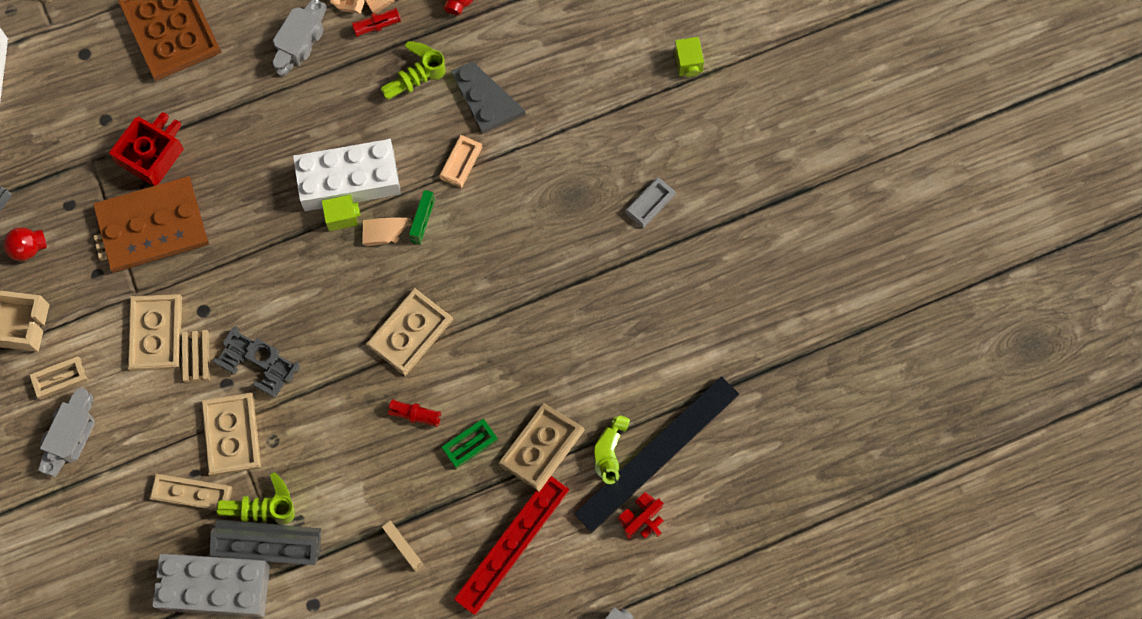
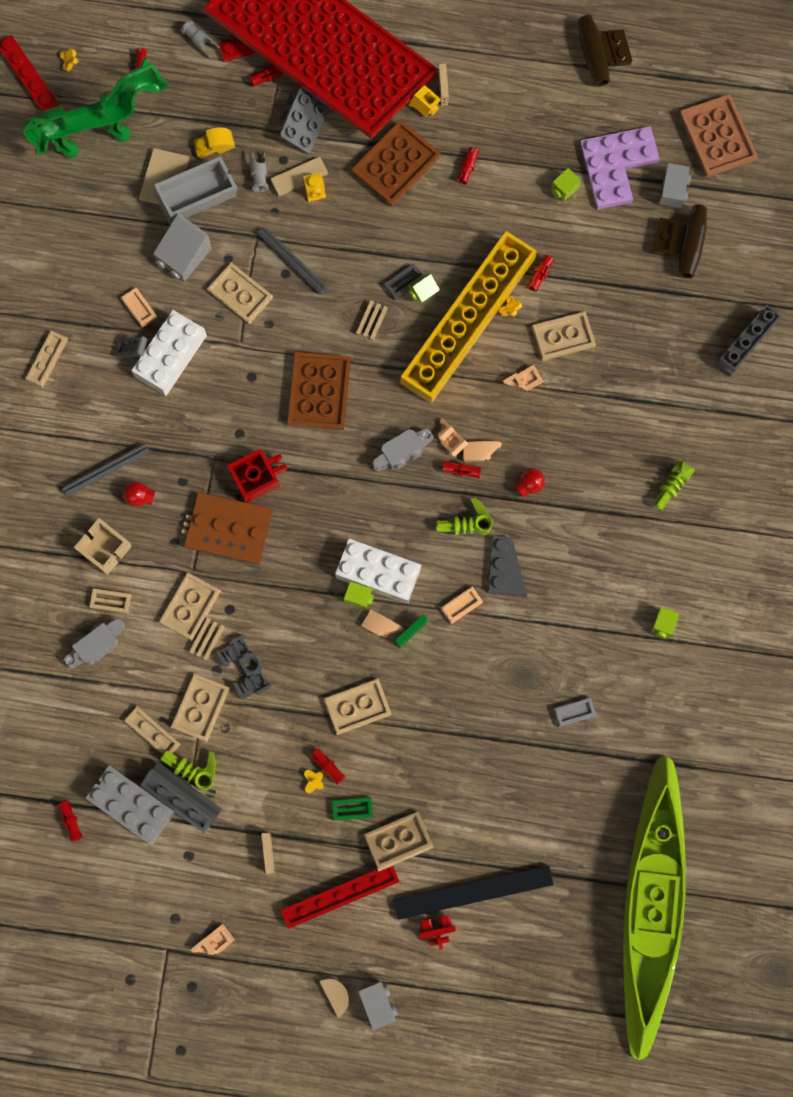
camera: 30 degrees right, 5 degrees up
(408, 438) = (314, 781): none -> yellow piece
(604, 456) = (436, 873): lime arm -> none
(862, 355) = (654, 908): none -> lime piece

